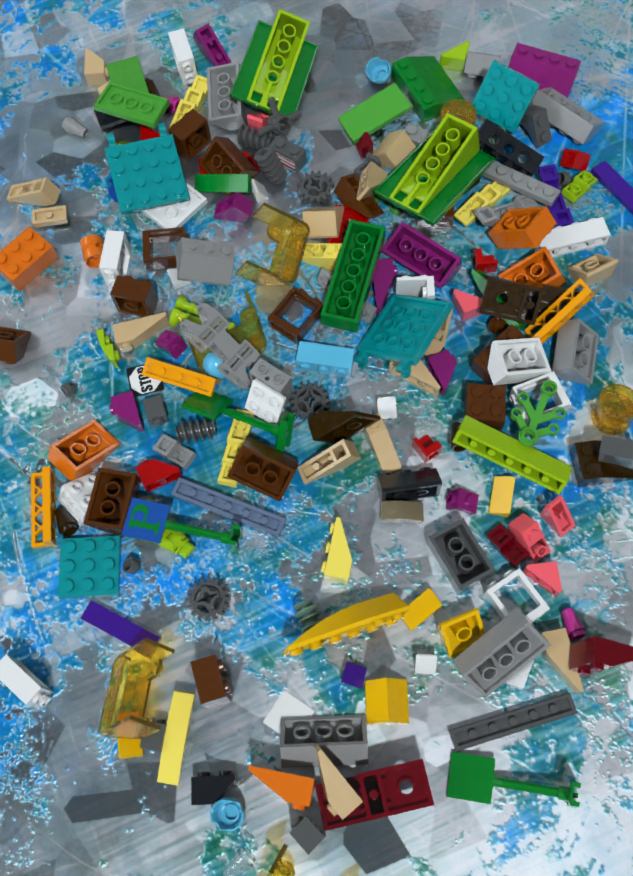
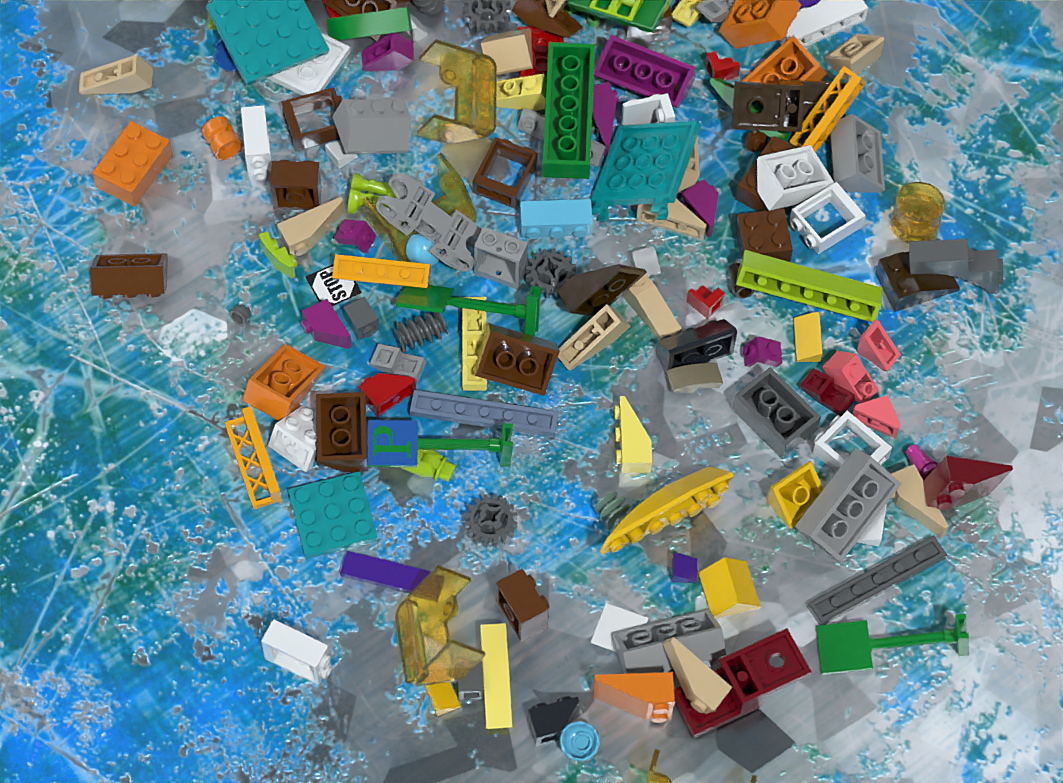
camera: 20 degrees left, 5 degrees down
(49, 216) = (147, 104): tan plate -> none
(65, 523) = (288, 470): dark brown cone -> none
(131, 565) = (381, 504): dark grey hinge -> none
(266, 402) = (500, 280): white bracket -> none
(306, 833) = (677, 738): dark grey brick -> none
(421, 609) = (745, 480): yellow slope -> none
(425, 663) = (764, 538): white slope -> none
(466, 304) = (714, 122): coral slope -> none
(536, 416) = (828, 236): bright green plant -> none

